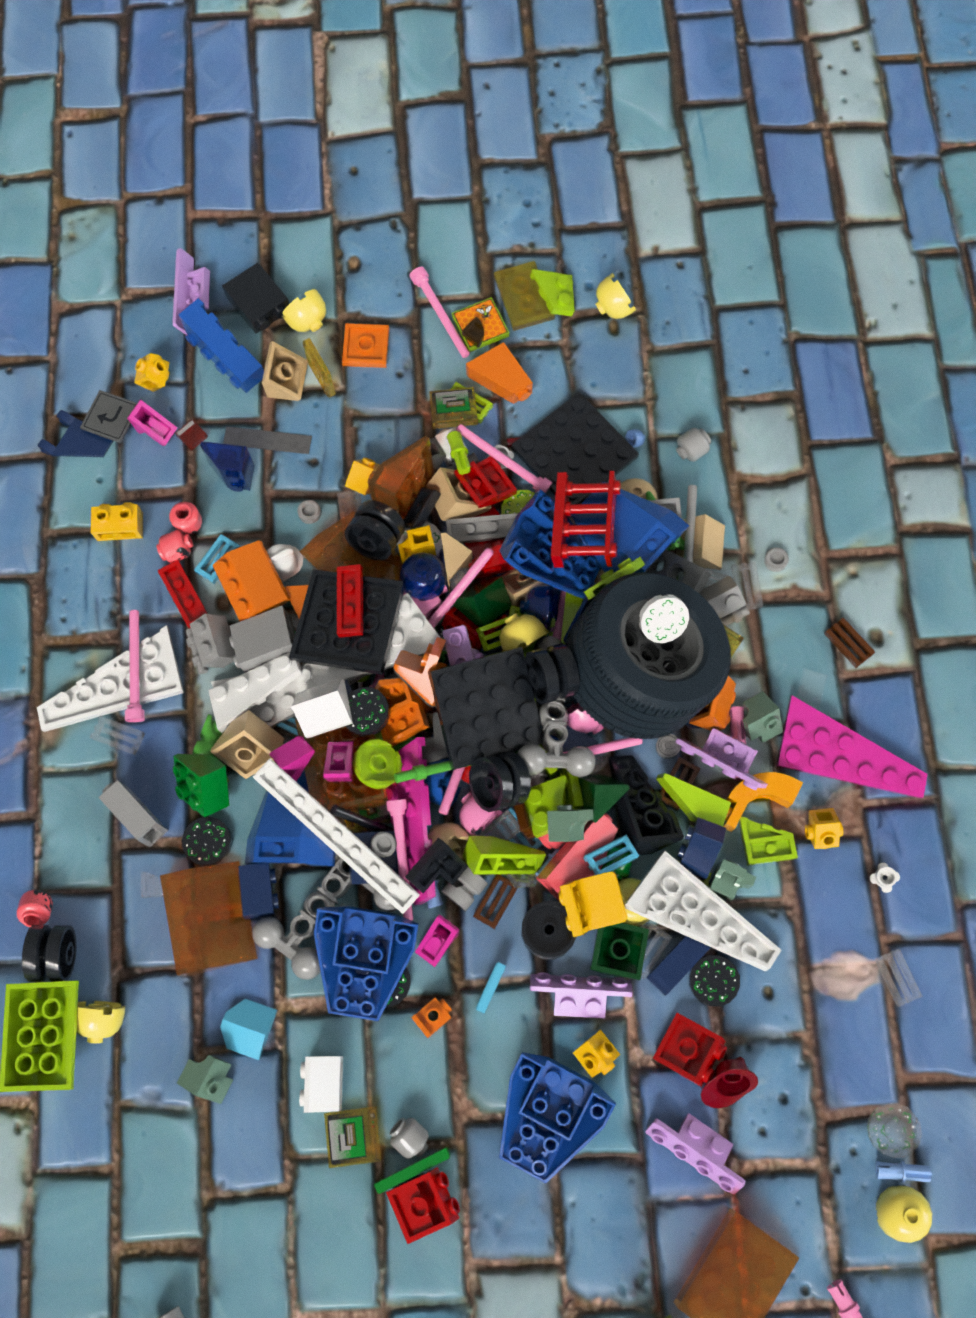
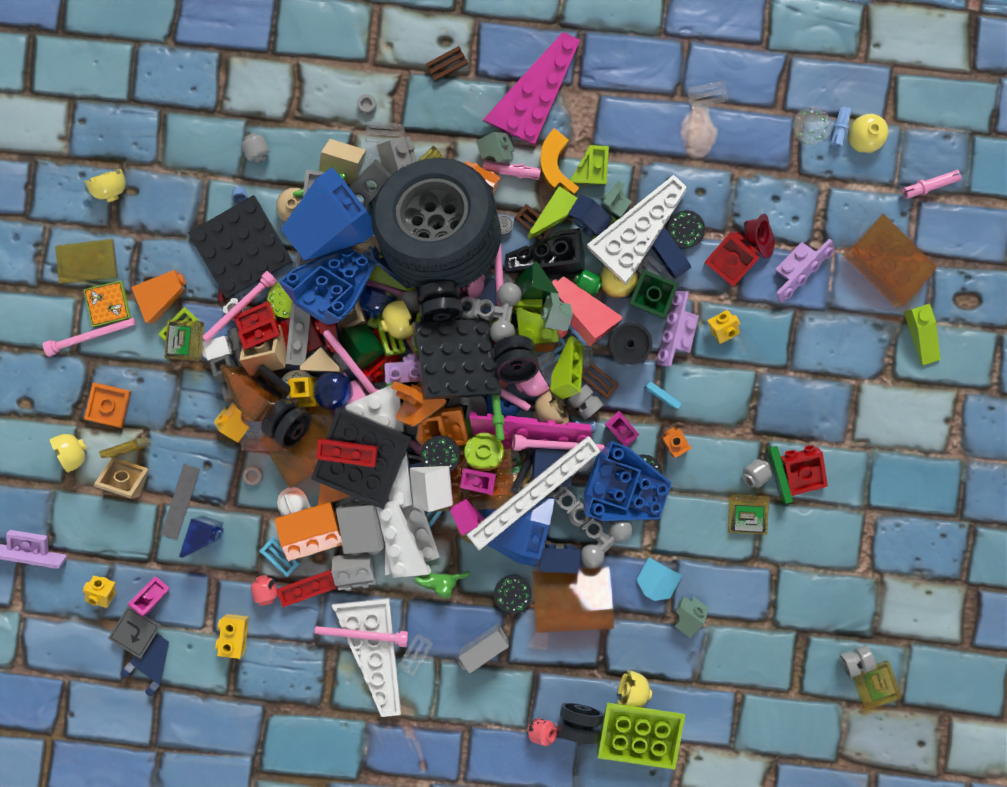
camera: 80 degrees left, 15 degrees up
(185, 517) = (235, 581): coral head -> none
(191, 434) = (163, 565): clear red tile -> none
(201, 782) = (468, 592): green slope -> none
(220, 347) = (88, 529): blue wedge -> none
(247, 744) = (445, 551): tan slope -> none
(256, 297) = (44, 492): black brick -> none
(322, 1083) = (710, 530): white slope -> none
(383, 844) = (545, 457): light grey tile -> none
(436, 861) = (567, 416): black plate -> none
(458, 452) = (228, 342): lime axle -> none
(474, 332) = (115, 310): dark brown tile -> none
(550, 1115) = (759, 368): blue wedge -> none
(556, 291) = (89, 232): lime wing -> none
(564, 508) = (301, 264): red fence -> none
(593, 903) = (619, 307): yellow bracket -> none
(594, 865) = (590, 300): medium azure tile -> none
(625, 568) = (367, 237): lime wing -> none
(663, 618) = (416, 204): white tile -> none
(690, 520) = (326, 166): light grey bar -> none
(726, 753) = (522, 180): lavender bracket -> none
(823, 828) = (590, 121): yellow brick -> none
(892, 877) = (634, 79): white plate -> none

